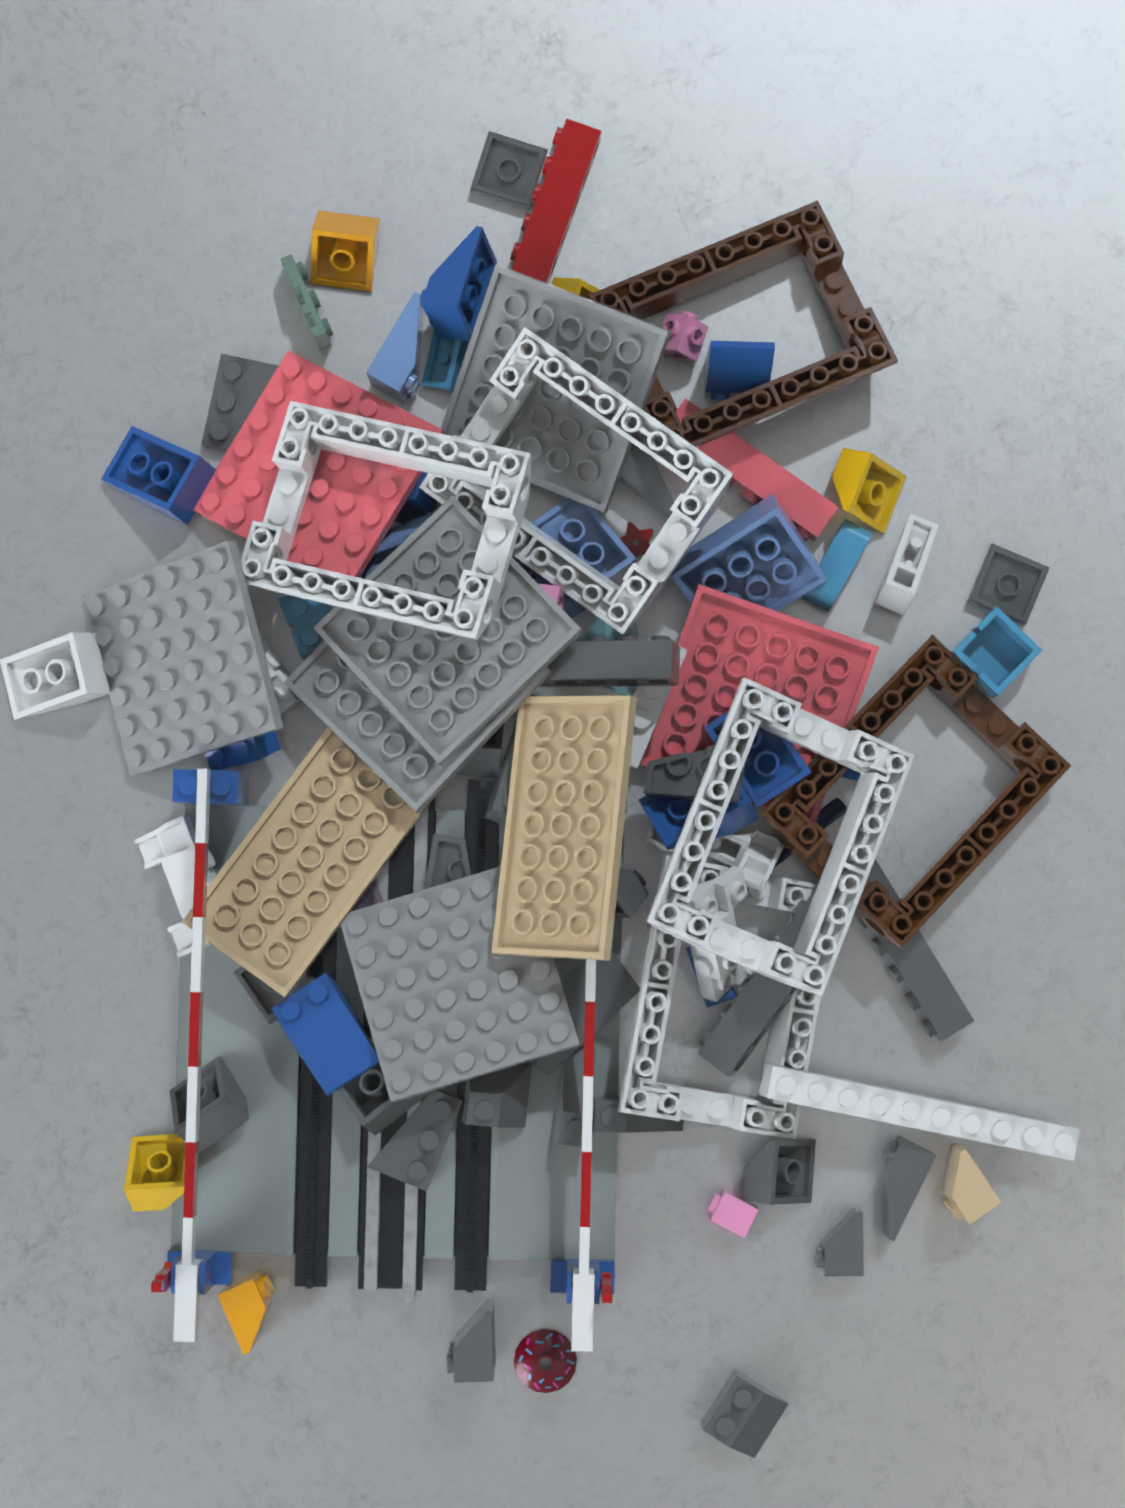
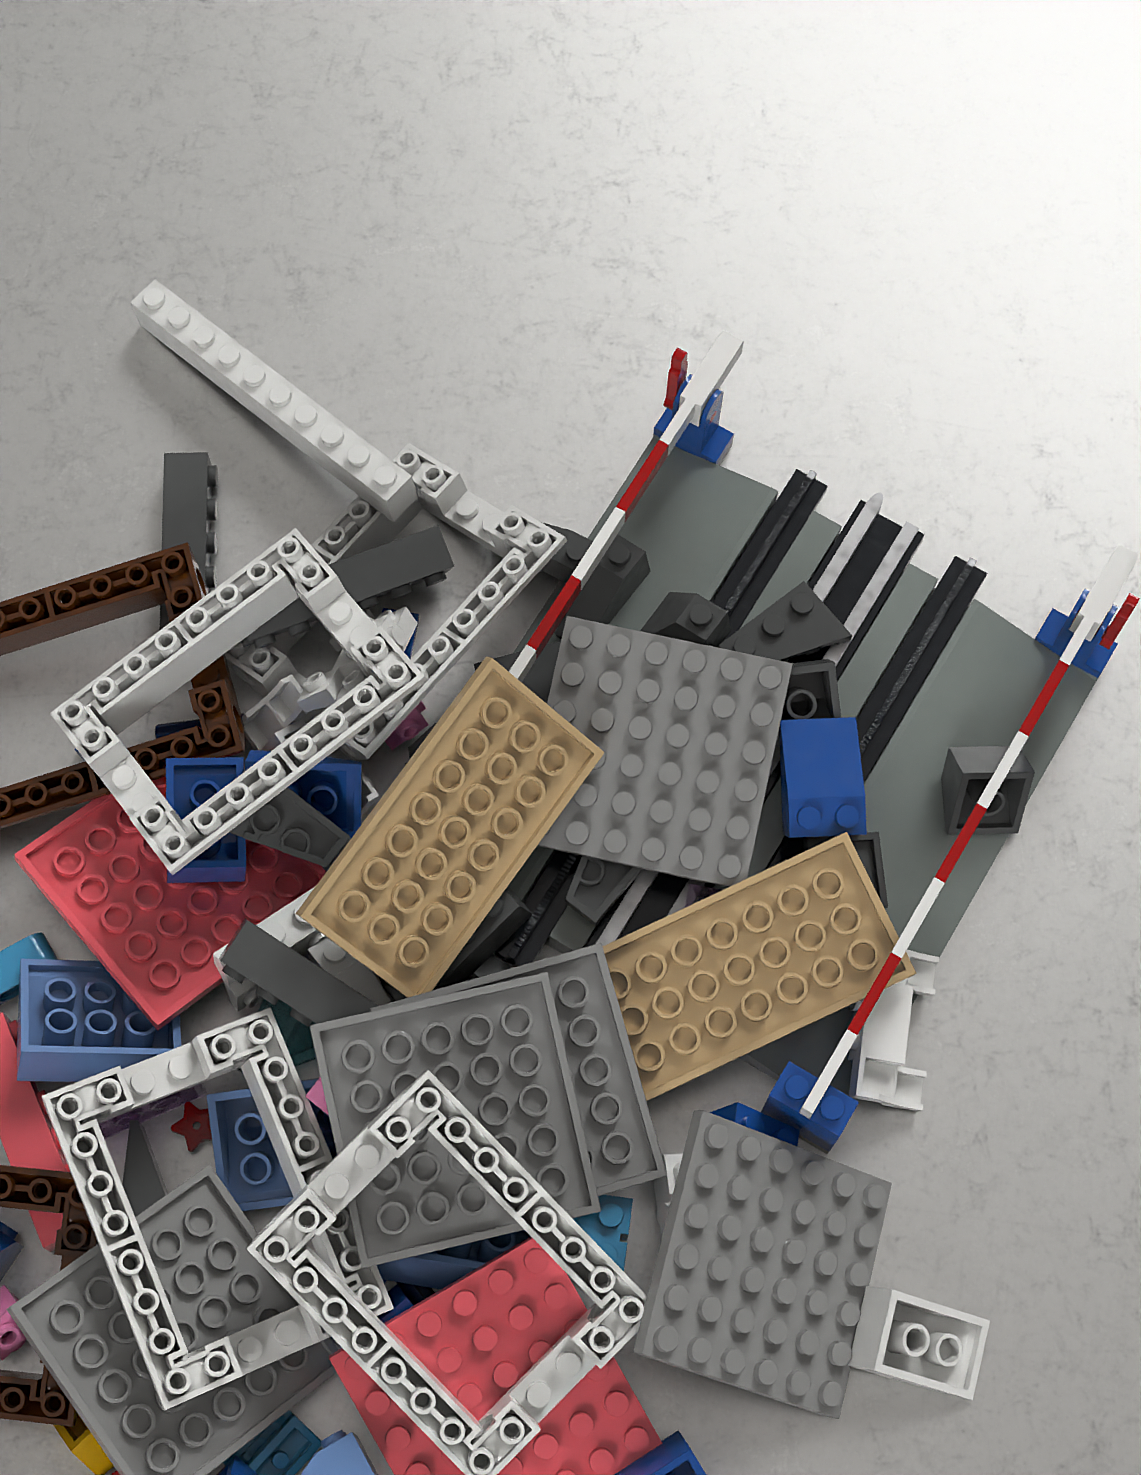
camera: 150 degrees left, 15 degrees down
(155, 1171) = (1070, 755): yellow slope -> none
(246, 1307) = (1045, 576): light orange slope -> none
(474, 1351) = (836, 416): dark grey slope -> none
(545, 1344) = (774, 398): dark red dish -> none
(731, 1212) = (511, 413): bright pink brick -> none
(743, 1414) = (613, 240): dark grey slope -> none
(780, 1172) = (445, 420): dark grey slope -> none
(843, 1247) = (423, 328): dark grey slope -> none
(903, 1176) = (326, 357): dark grey slope -> none
(966, 1187) = (273, 310): tan slope -> none

